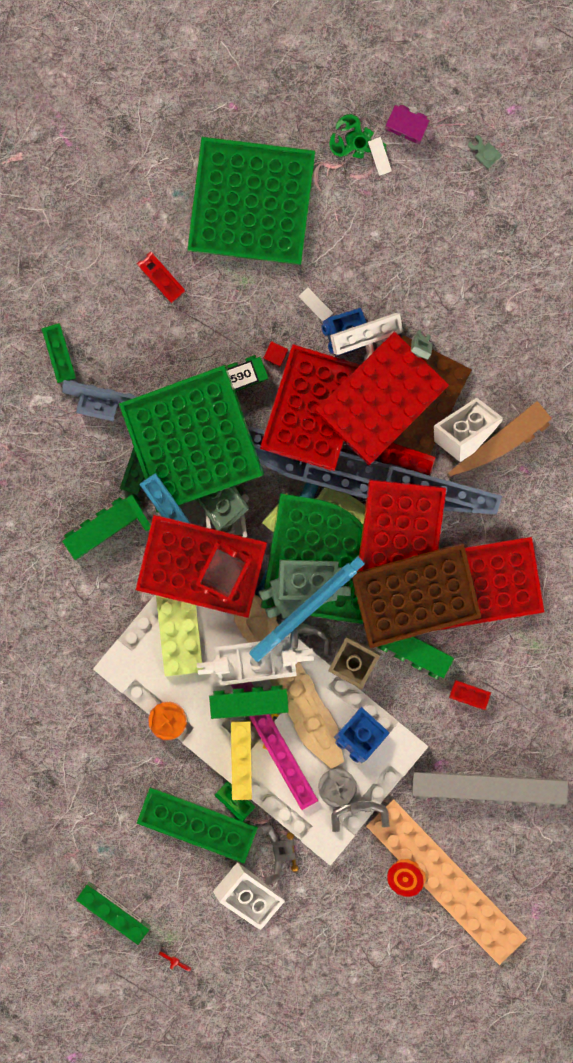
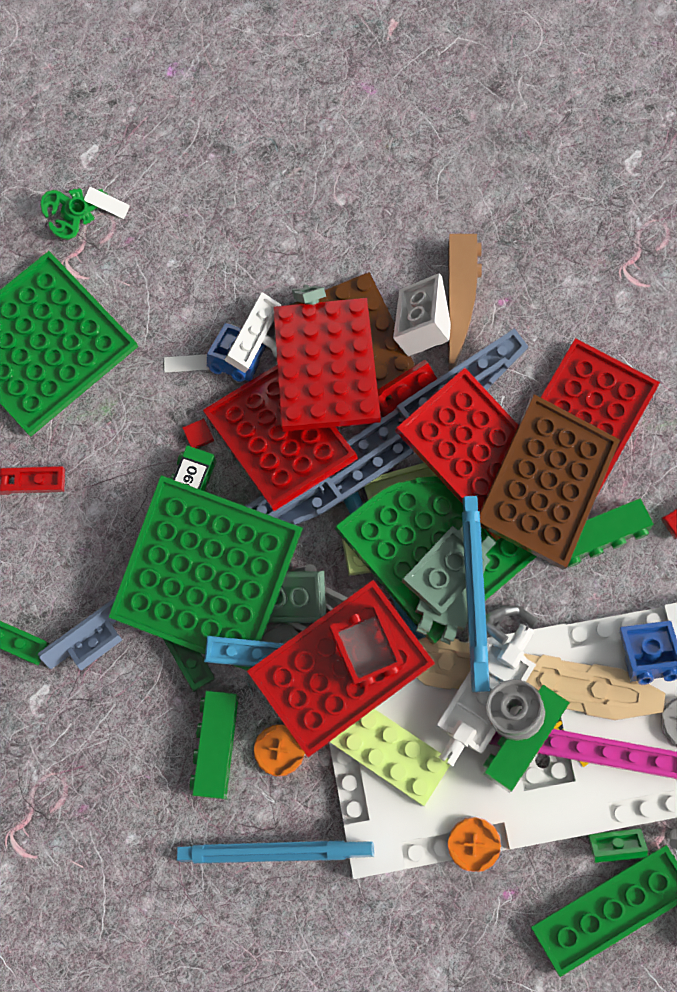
camera: 50 degrees left, 15 degrees down
(70, 613) = (275, 852): none -> dark azure piece
(126, 566) = (278, 751): none -> orange tile
(139, 511) = (234, 687): green tile -> none
(241, 759) = (581, 798): light yellow brick -> none
(257, 673) = (519, 725): none -> light grey wheel
(354, 662) = (566, 598): dark tan slope -> none
(407, 123) = (99, 154): magenta piece -> none
(487, 154) = (188, 117): sand green plate -> none

